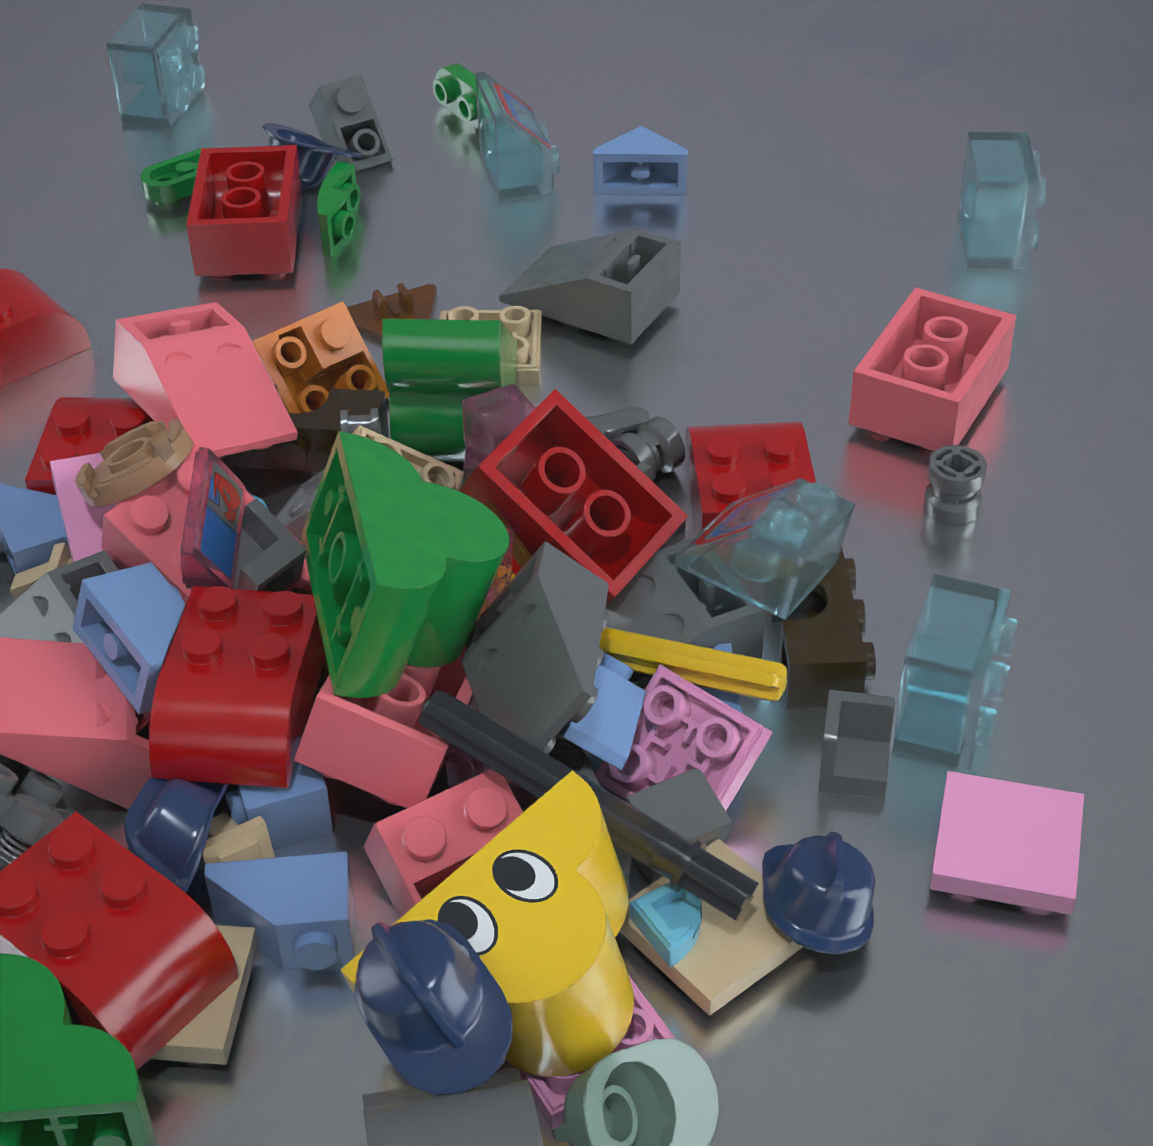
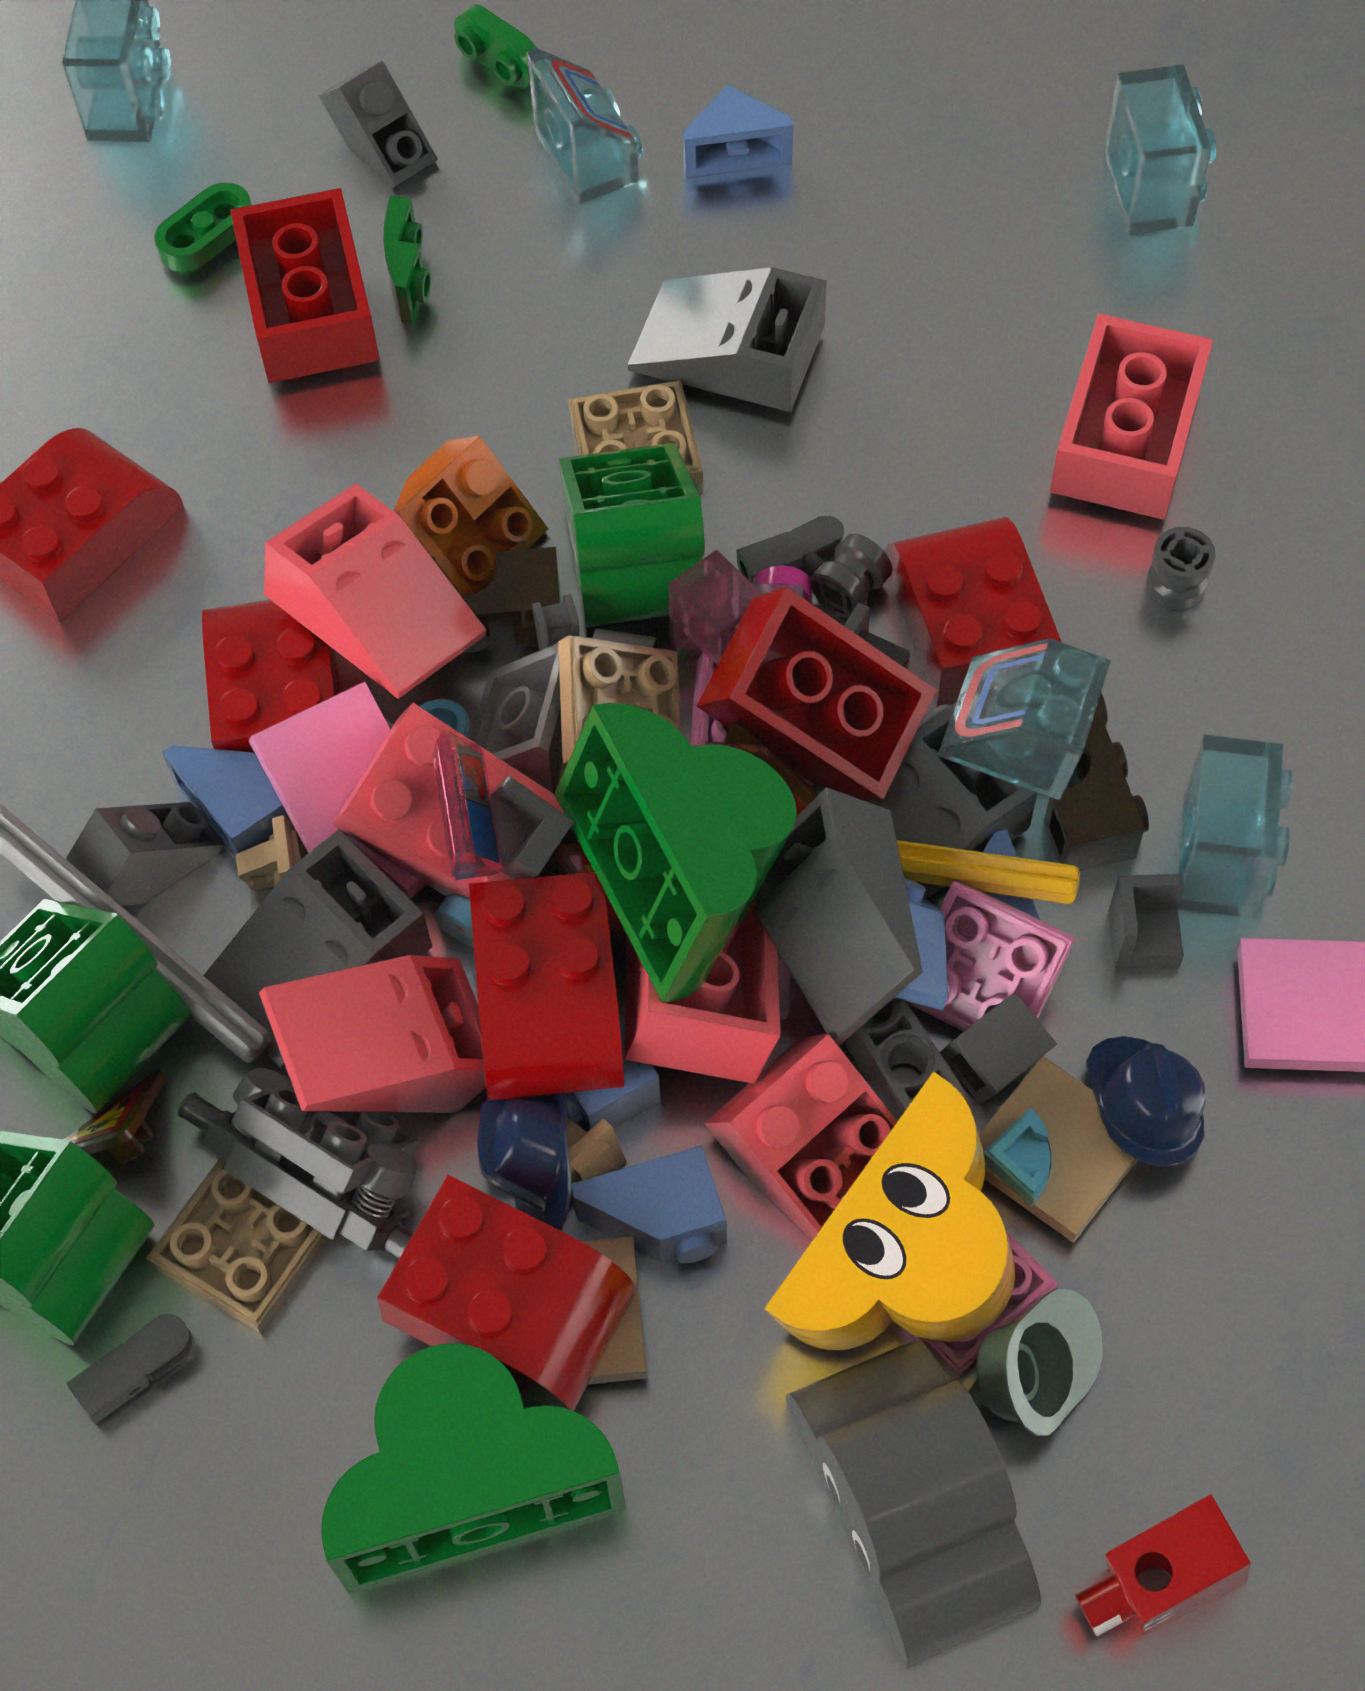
camera: 10 degrees left, 20 degrees up
(129, 626) = (425, 946): medium blue slope -> none
(134, 462) = (352, 734): medium nougat tile -> none
(313, 154) = (330, 166): dark blue piece -> none
(406, 304) = (515, 410): reddish brown piece -> none
(433, 1006) = (863, 1334): dark blue piece -> none
(629, 828) = (916, 1061): black axle -> none

